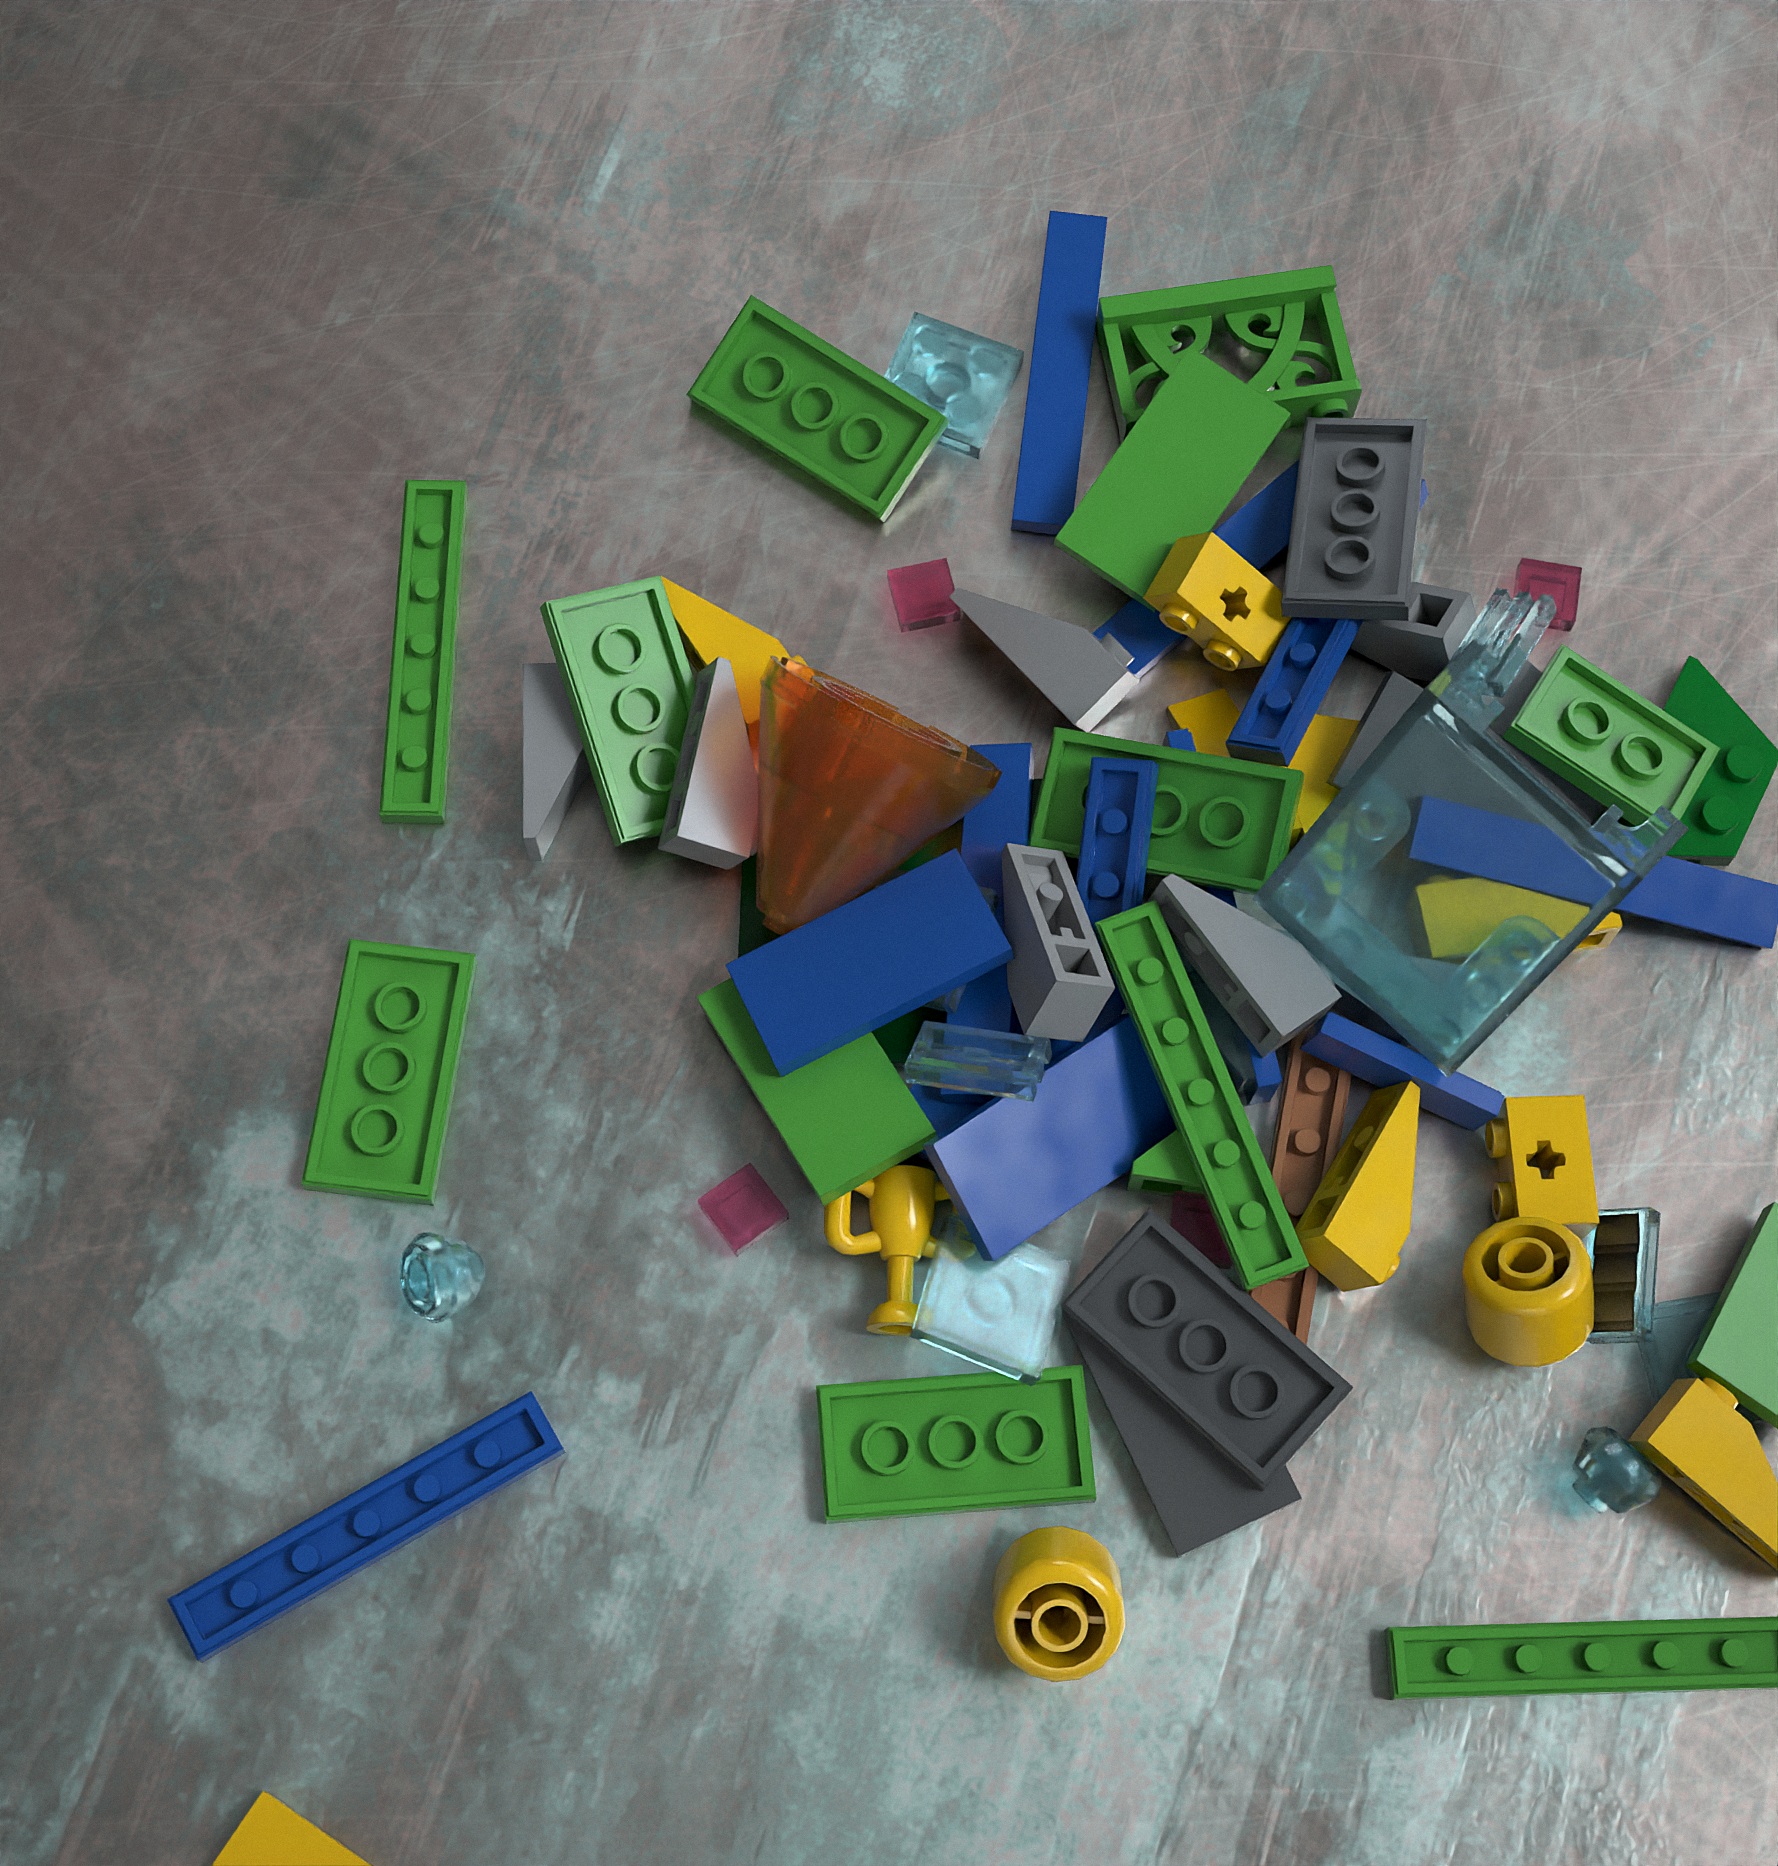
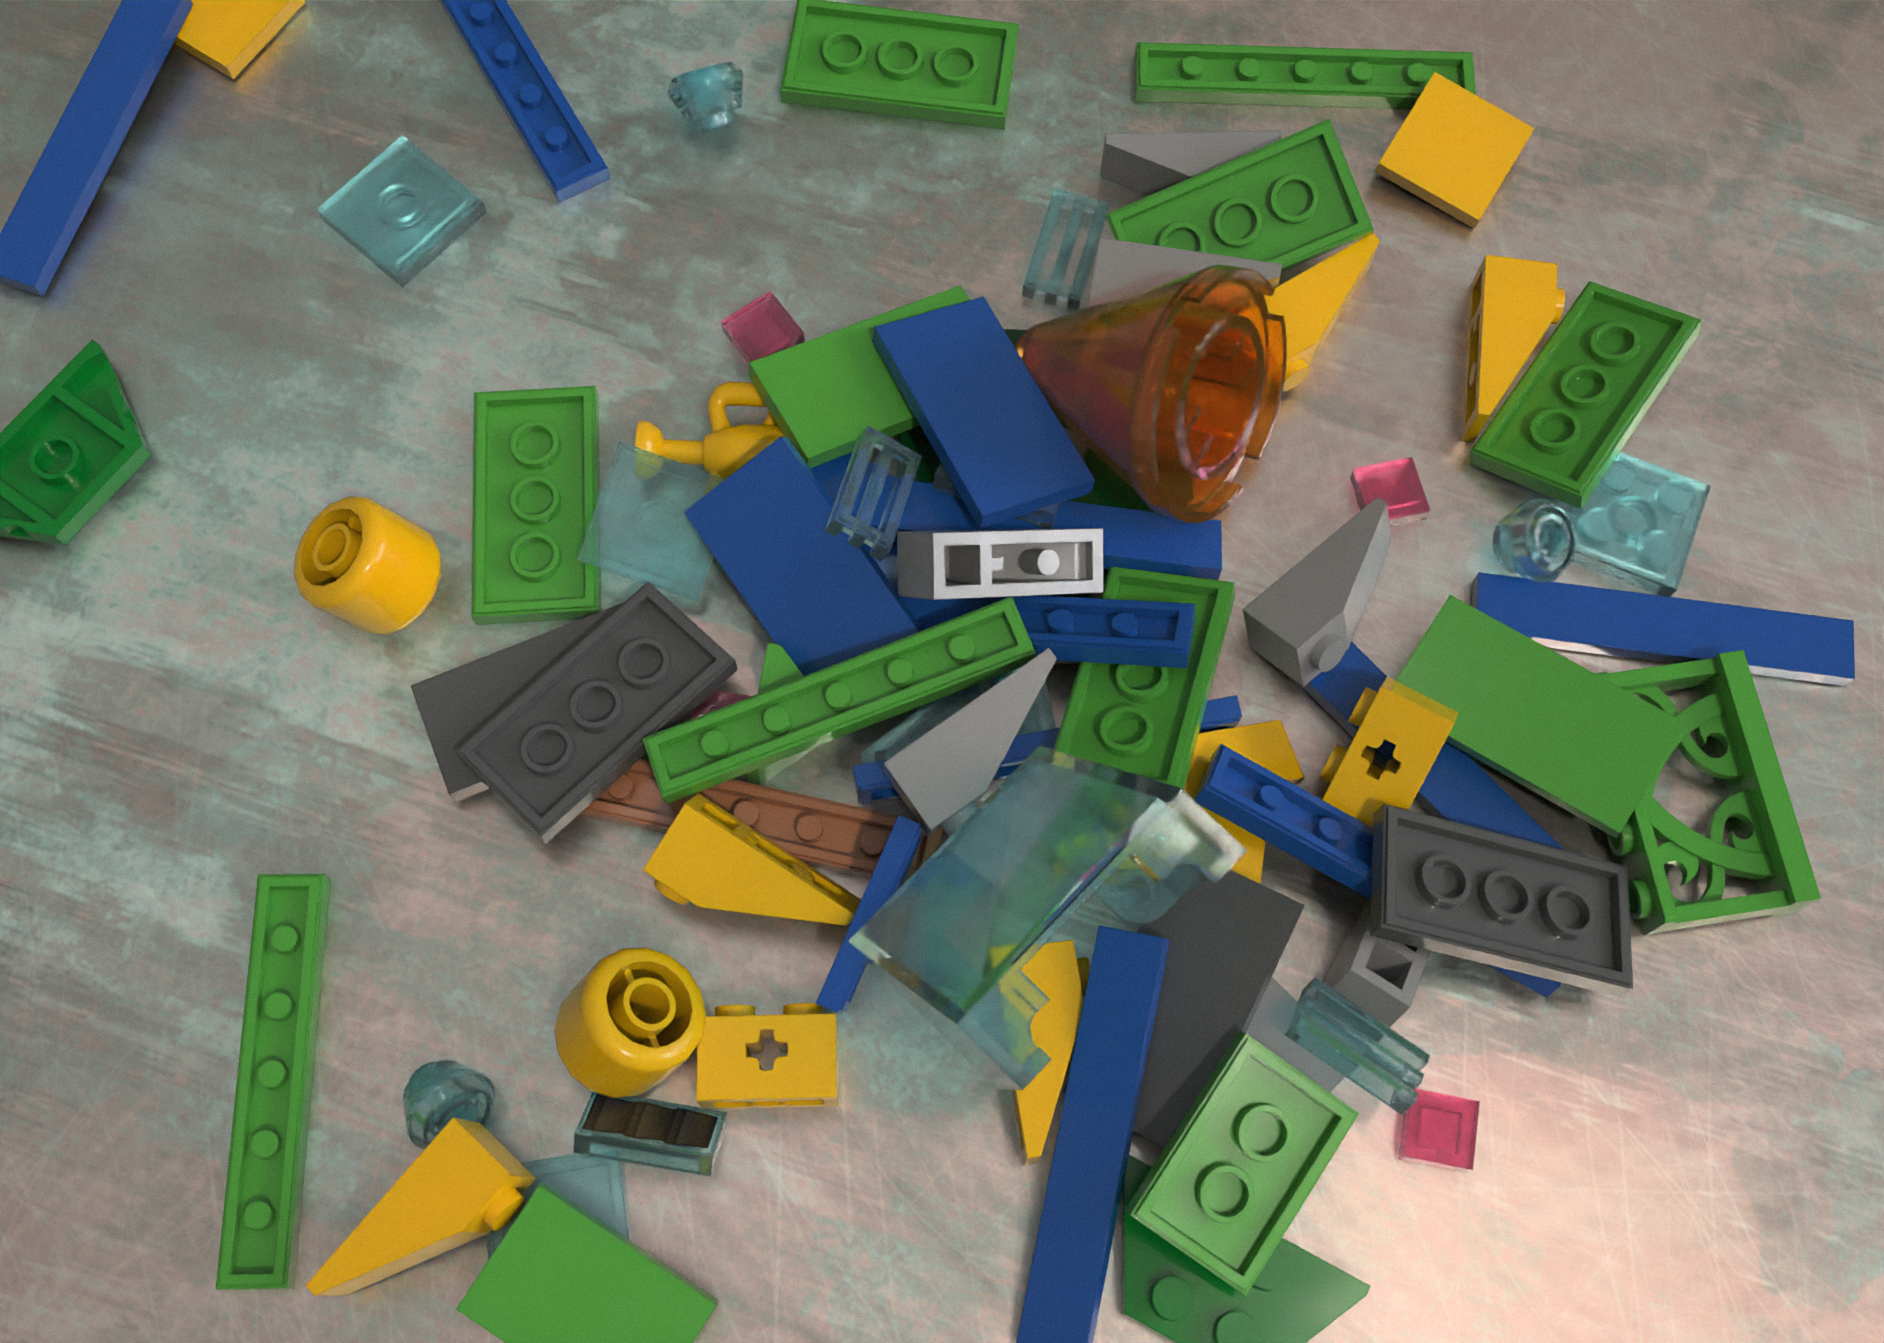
camera: 90 degrees right, 0 degrees up
(530, 505) = (1454, 150): none -> yellow tile
(579, 1632) = (402, 210): none -> clear light blue tile
(632, 917) = (1053, 288): none -> clear light blue tile
(748, 472) = (1507, 317): none -> yellow slope
(985, 465) = (1535, 540): none -> clear light blue cone

